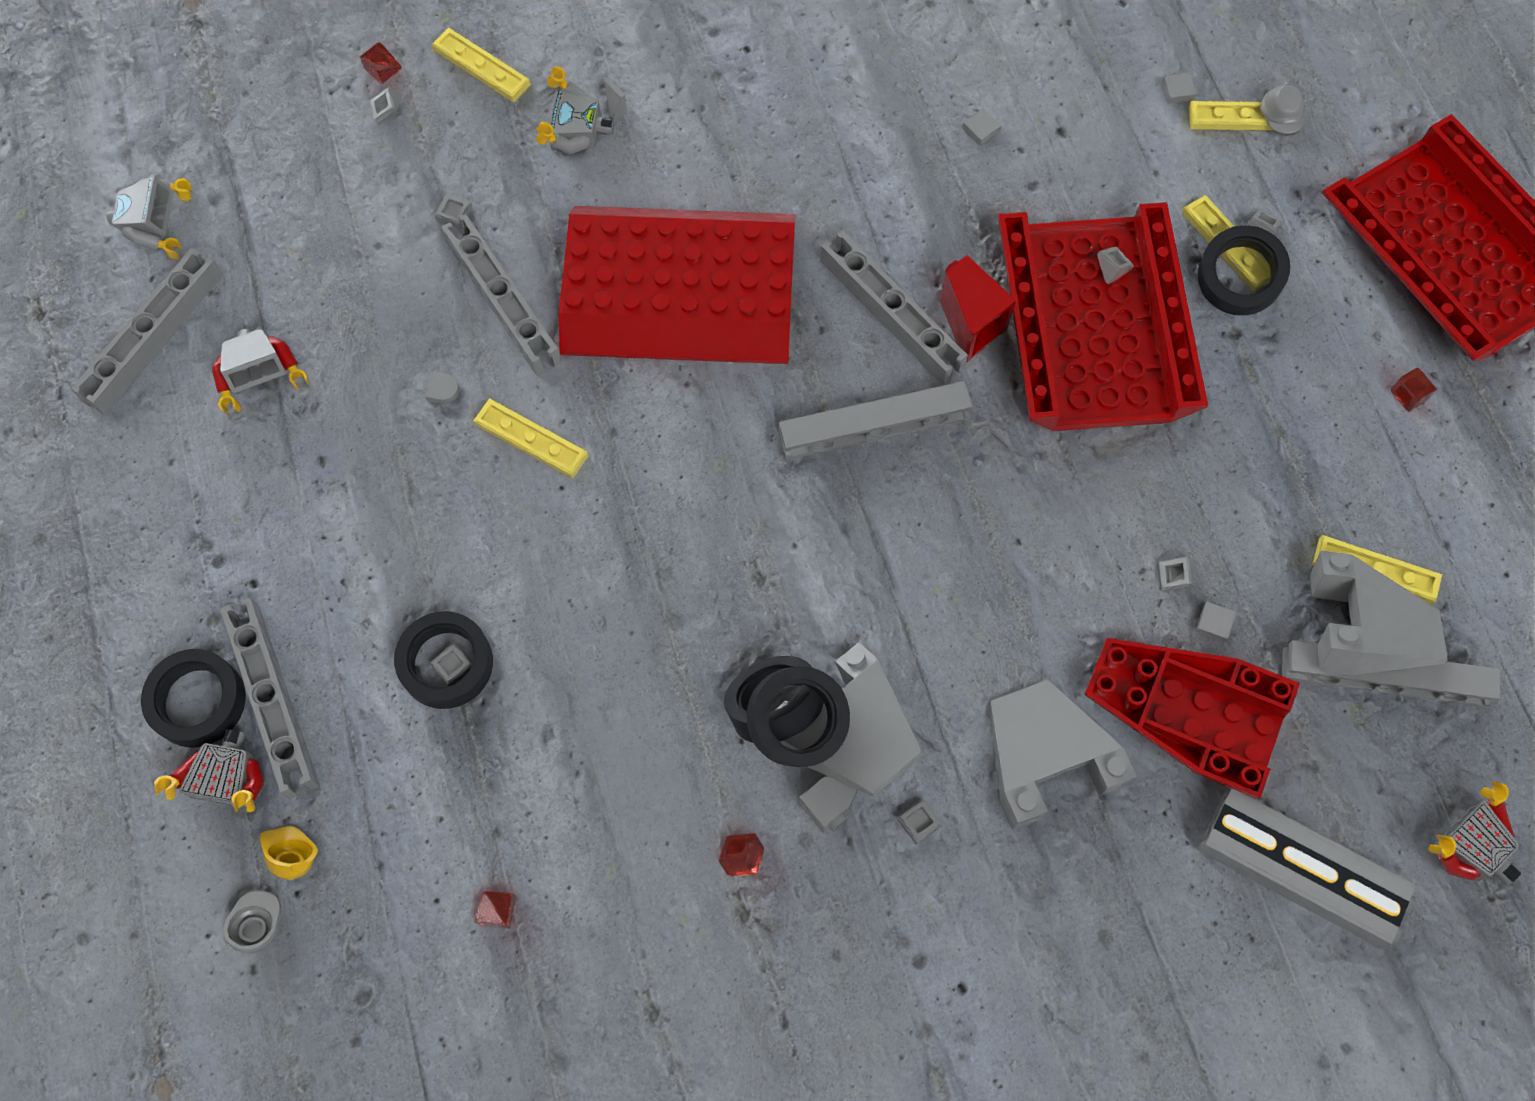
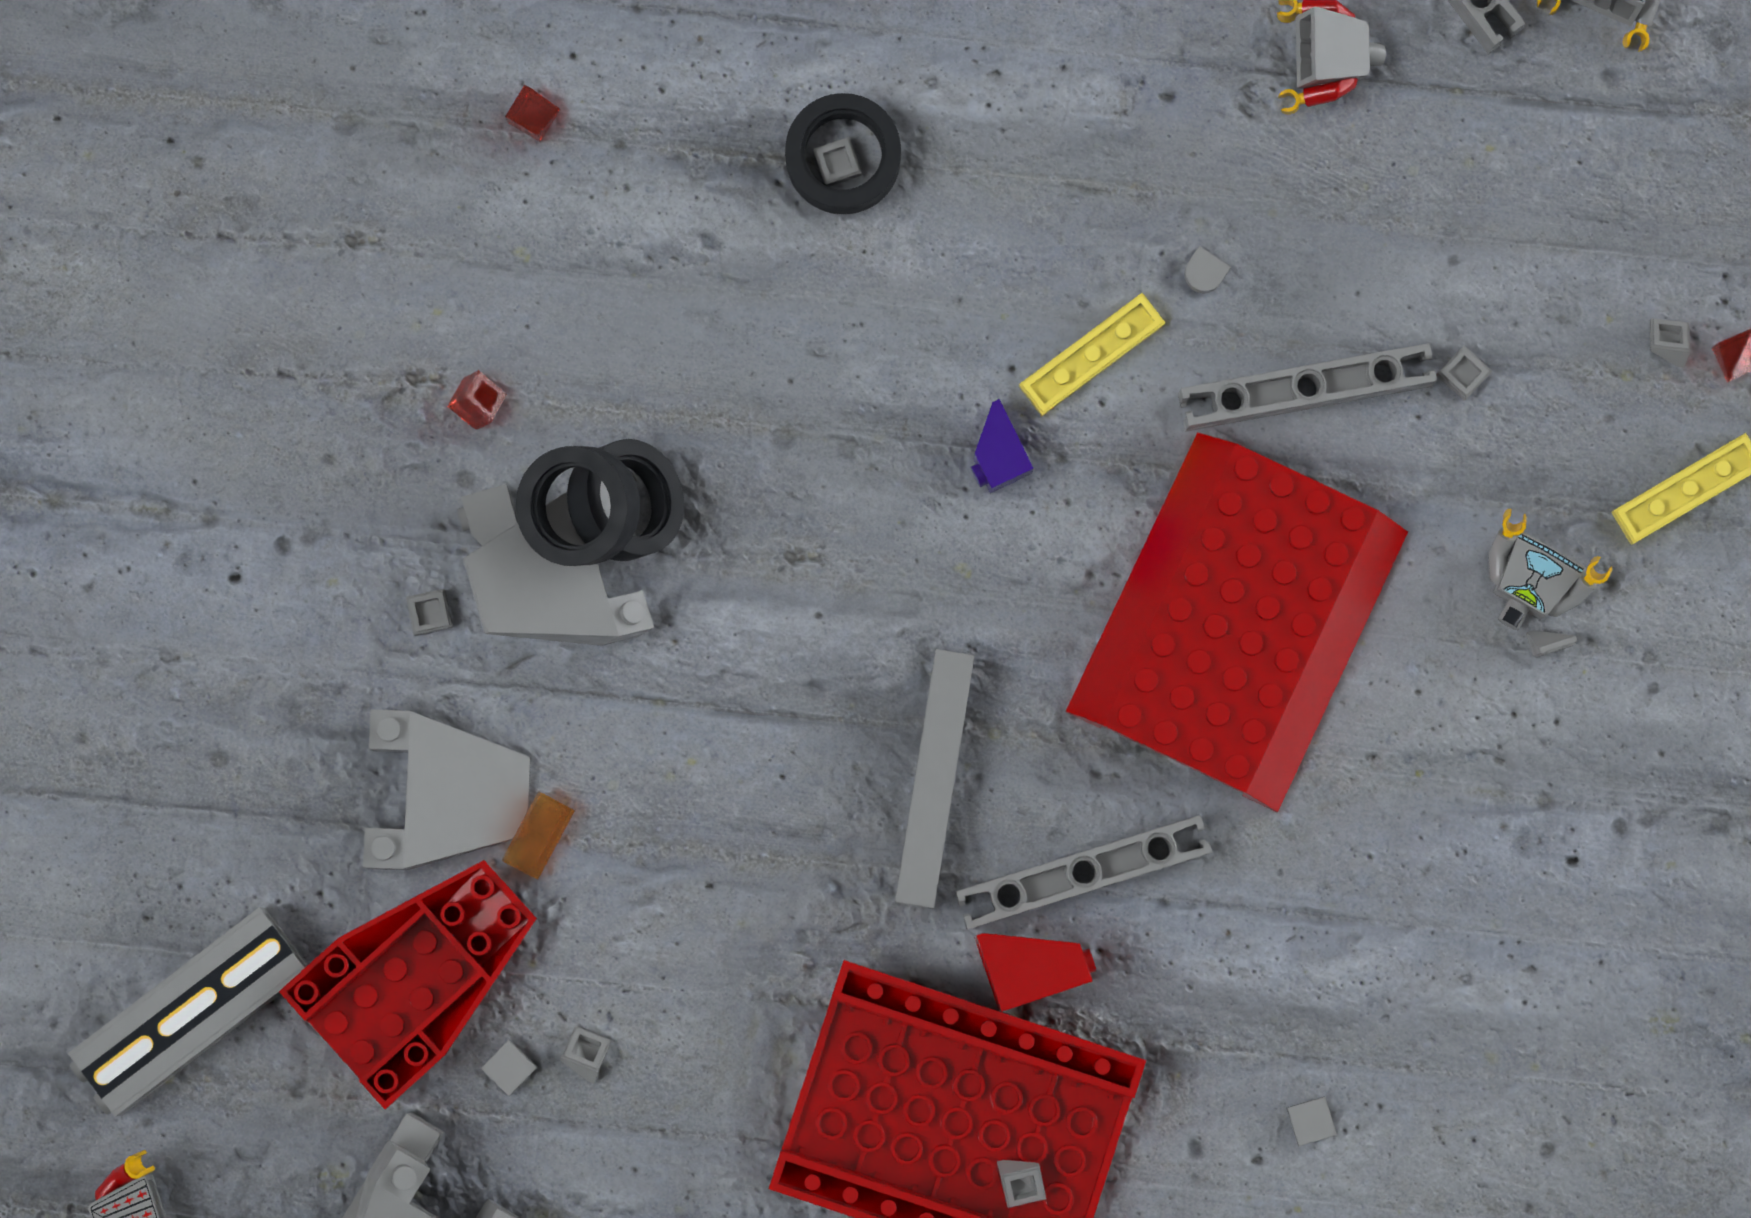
camera: 110 degrees right, 15 degrees up
(624, 467) = (999, 452): none -> dark purple slope
(1044, 669) = (538, 835): none -> clear orange tile

